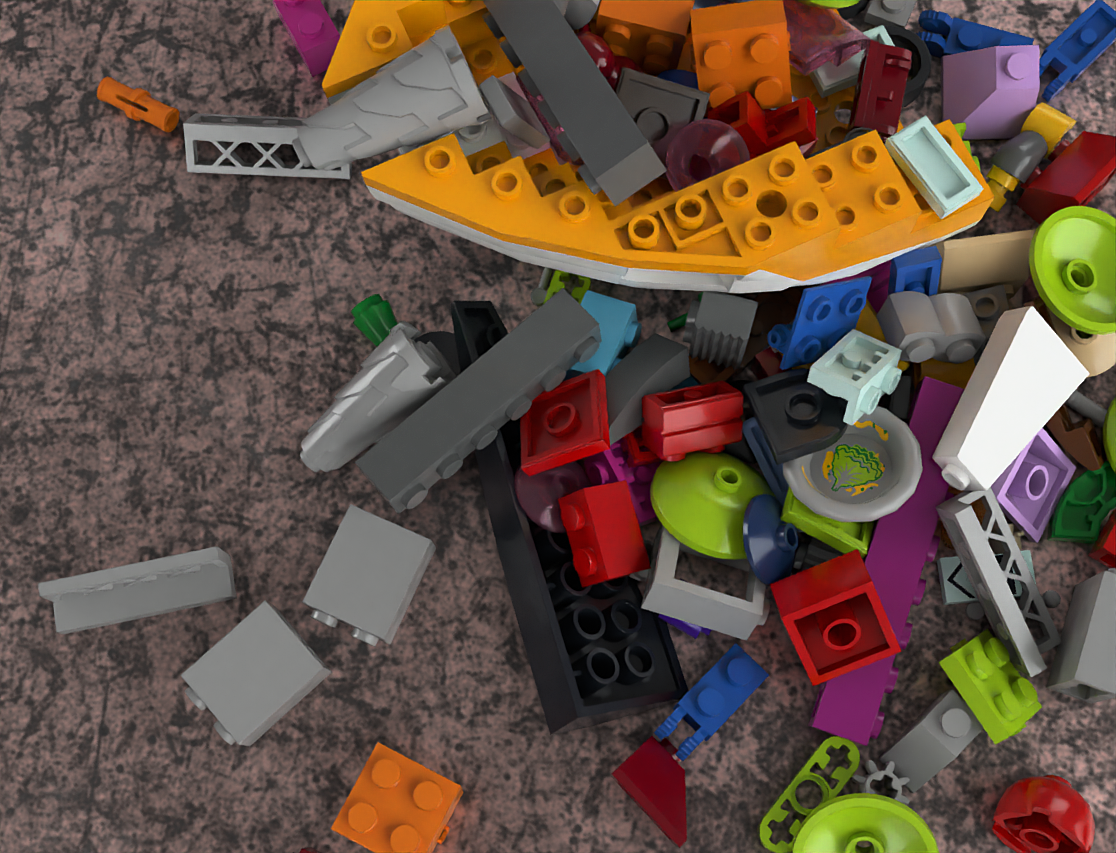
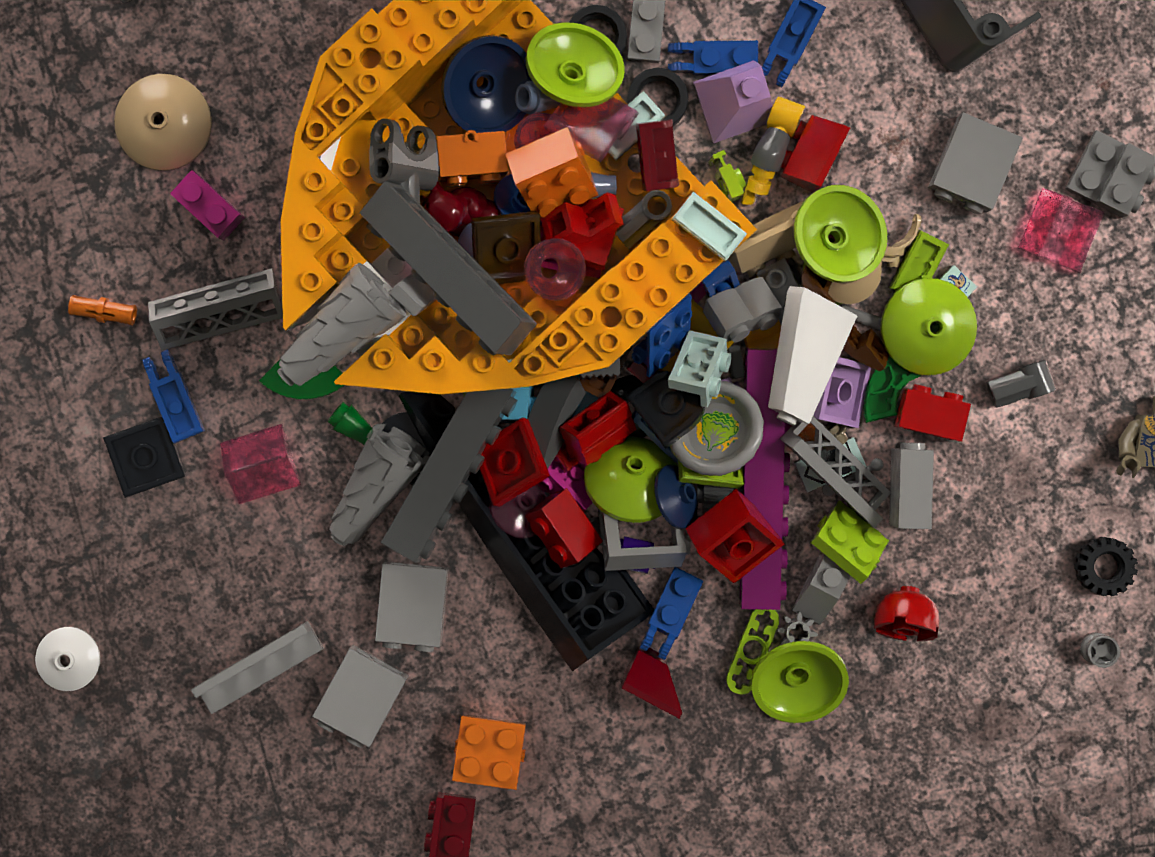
camera: 30 degrees left, 15 degrees up
(114, 288) = (144, 457): none -> black tile
(176, 230) = (173, 399): none -> blue hinge
(247, 341) = (259, 464): none -> clear pink slope
(343, 260) = (316, 387): none -> green tile

